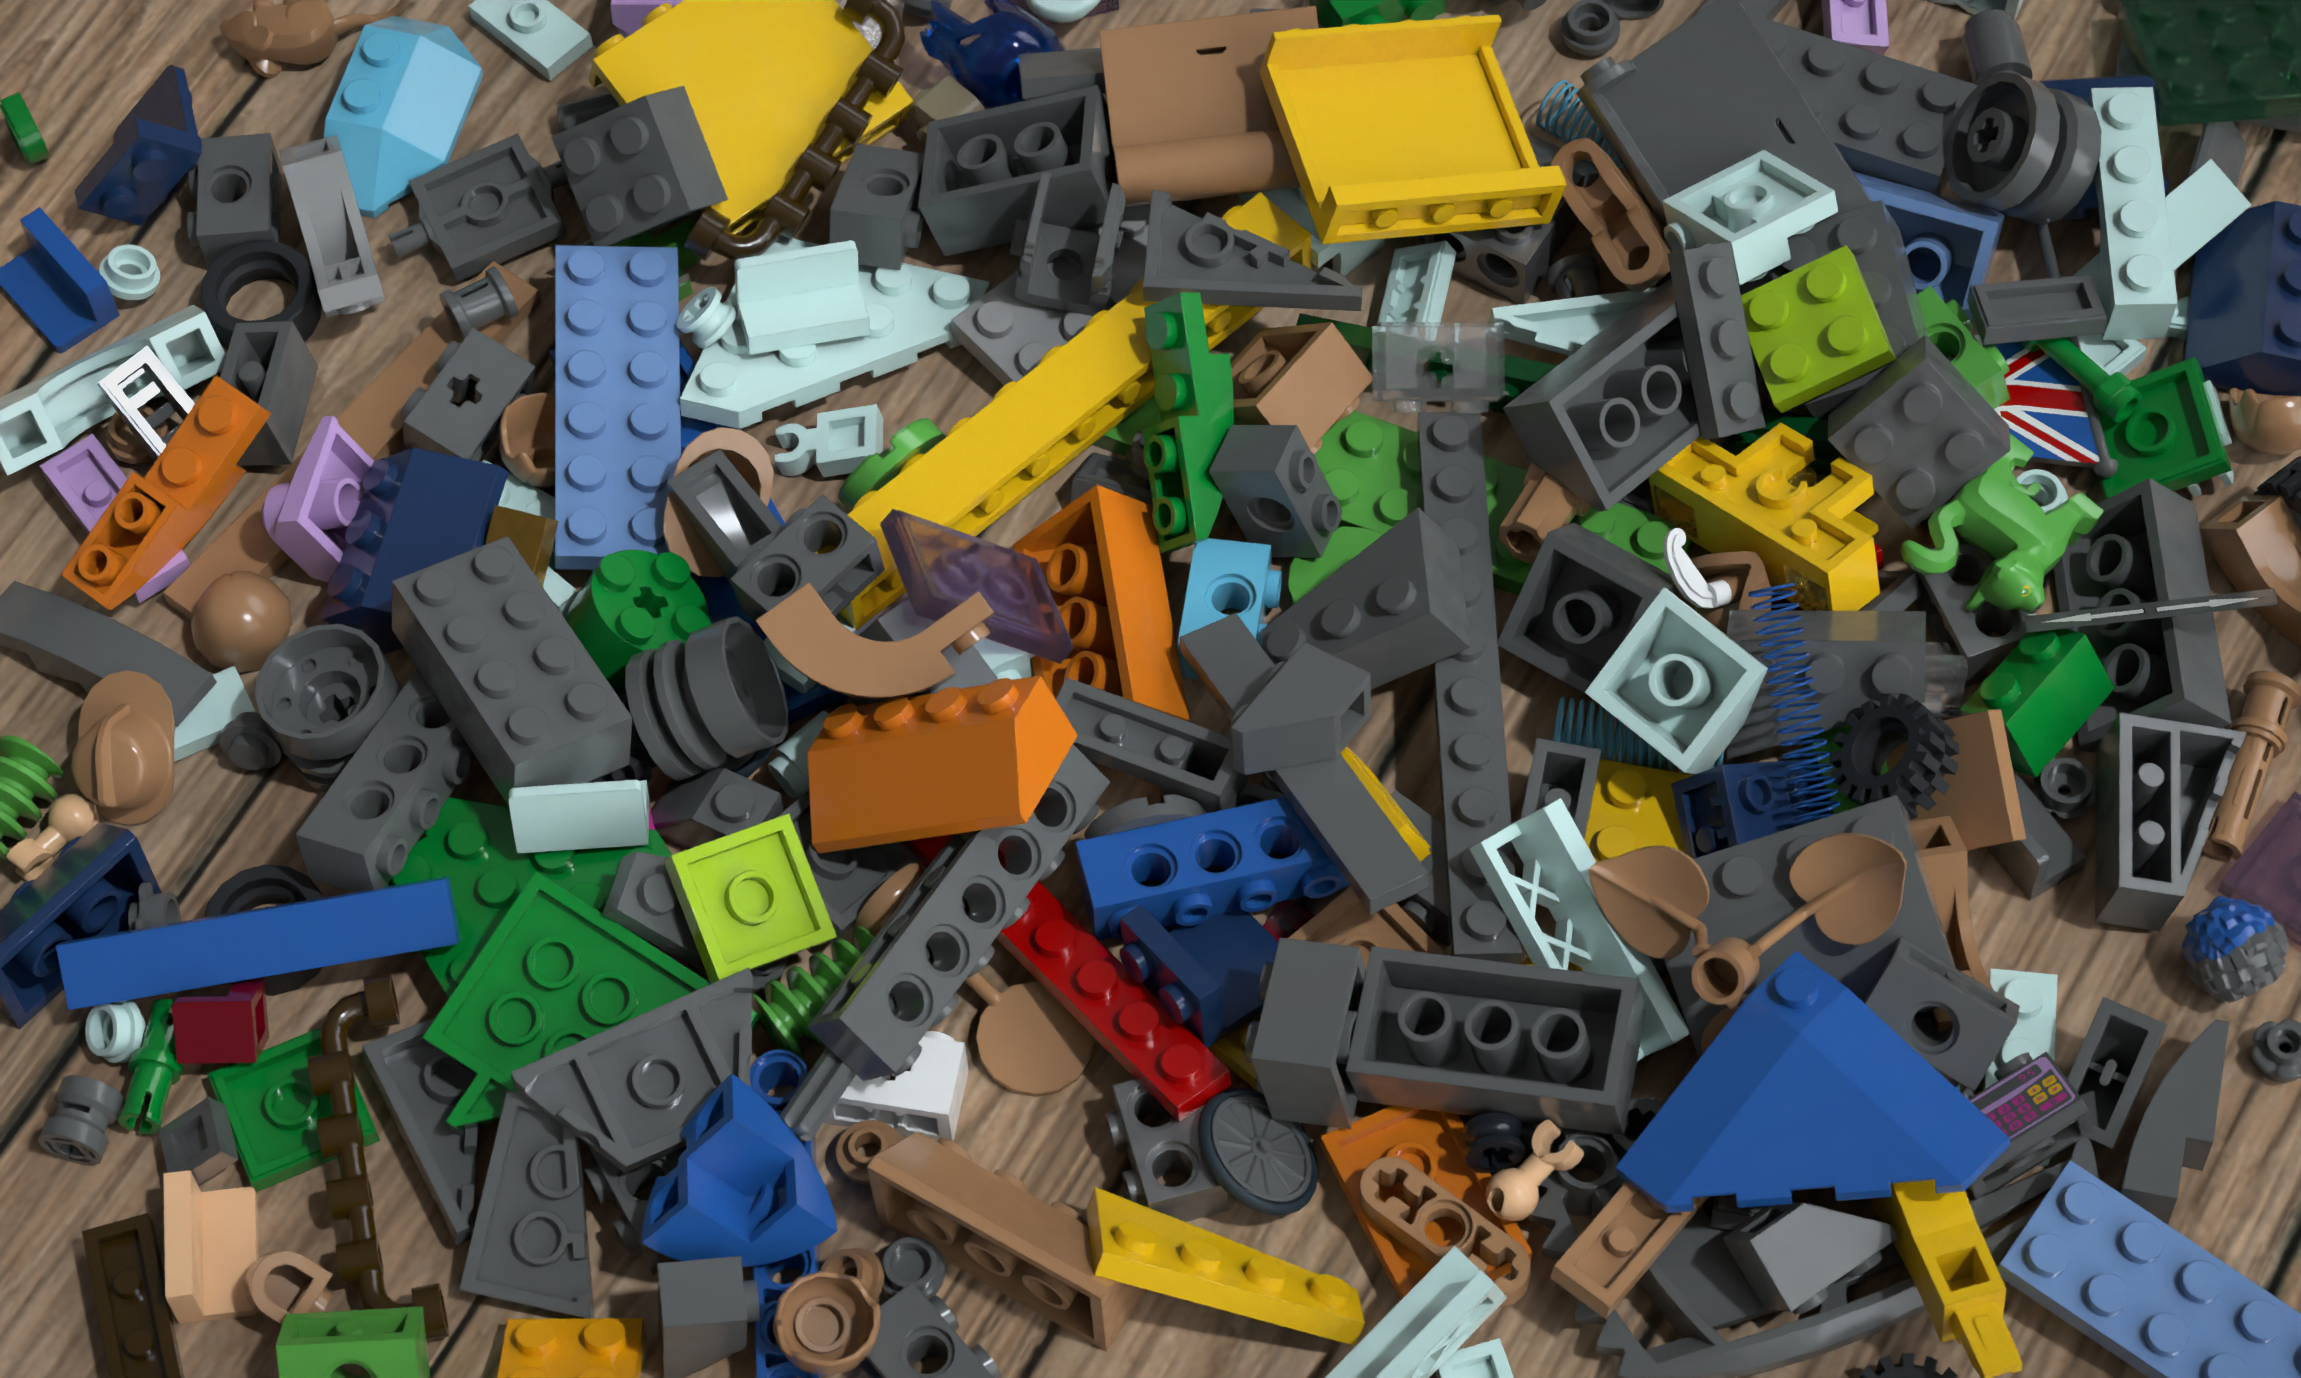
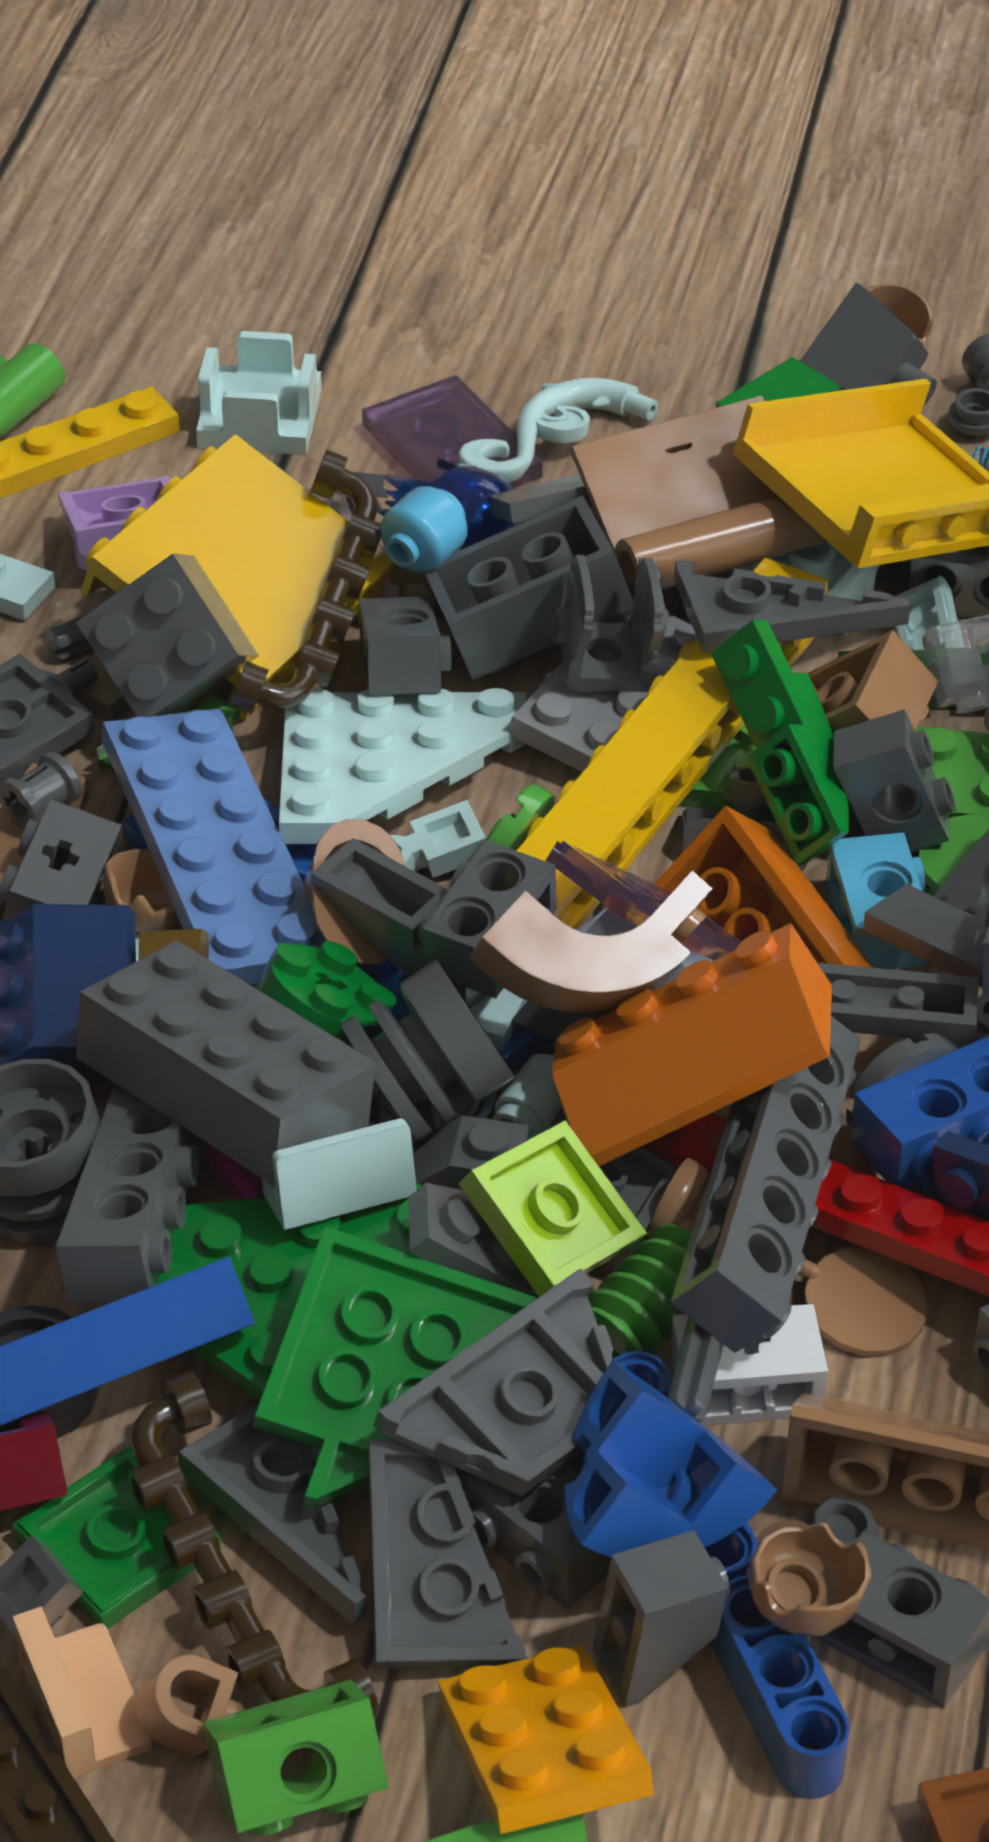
camera: 20 degrees left, 15 degrees down
(706, 317) = (276, 754): light aqua bush -> none
(800, 297) = (364, 715): light aqua panel -> none
(861, 1133) = (757, 1450): medium nougat plate -> none
(936, 84) = (424, 529): none -> medium azure head

